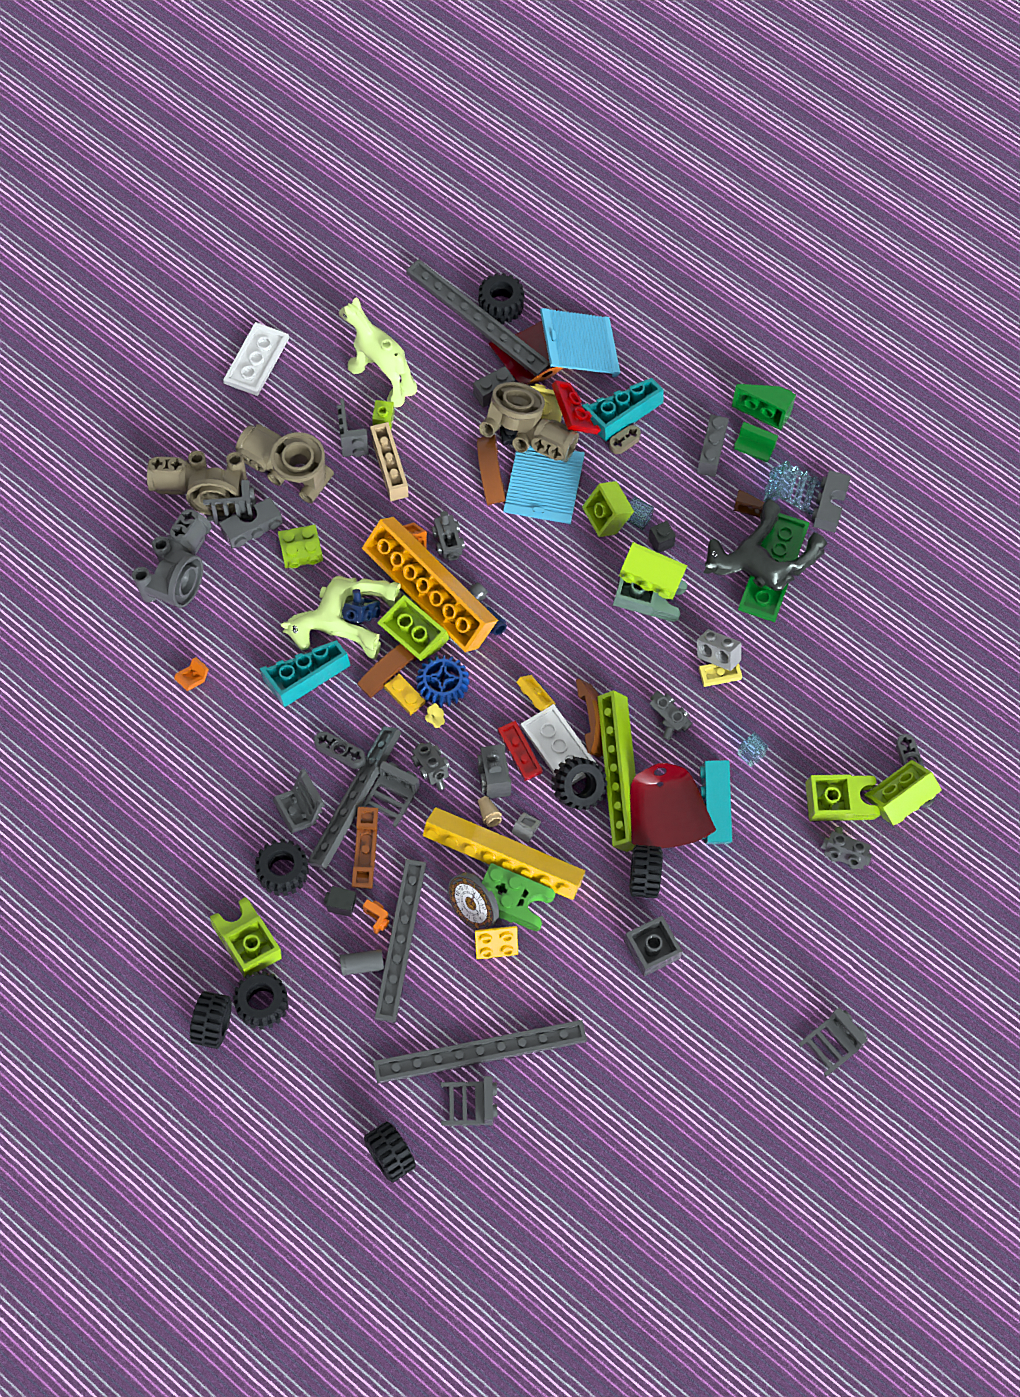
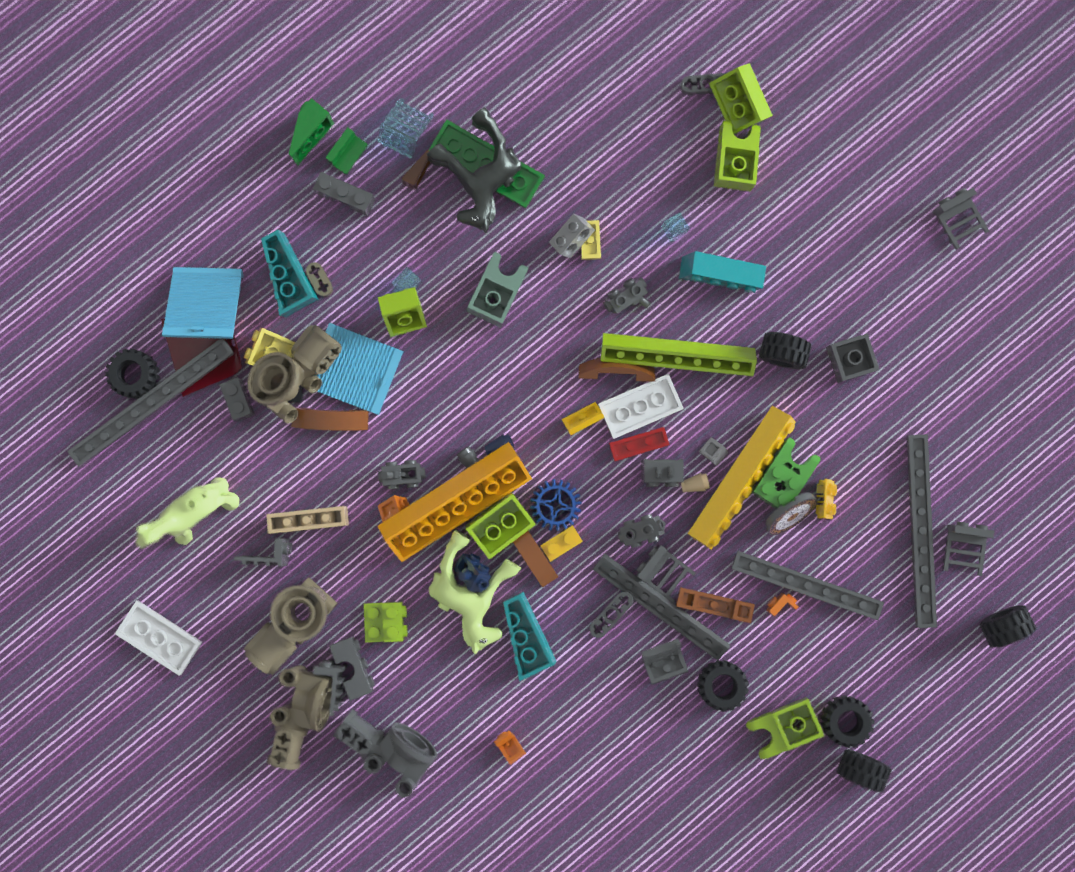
camera: 80 degrees left, 20 degrees up
(340, 901) = (762, 635): pearl dark grey brick -> none
(361, 962) = (823, 624): dark grey pin -> none
(383, 413) = (251, 517): lime brick -> none
(435, 715) = (591, 518): light yellow plant -> none
(573, 413) = (288, 325): red wing -> none
(594, 785) = (698, 390): black tyre -> none
(652, 571) = (489, 283): slope -> none
(662, 537) = (438, 265): pearl dark grey brick -> none
(668, 813) = (727, 318): dark red piece -> none
(827, 514) = (439, 101): dark grey arch -> none
(847, 850) = (785, 167): dark grey brick -> none

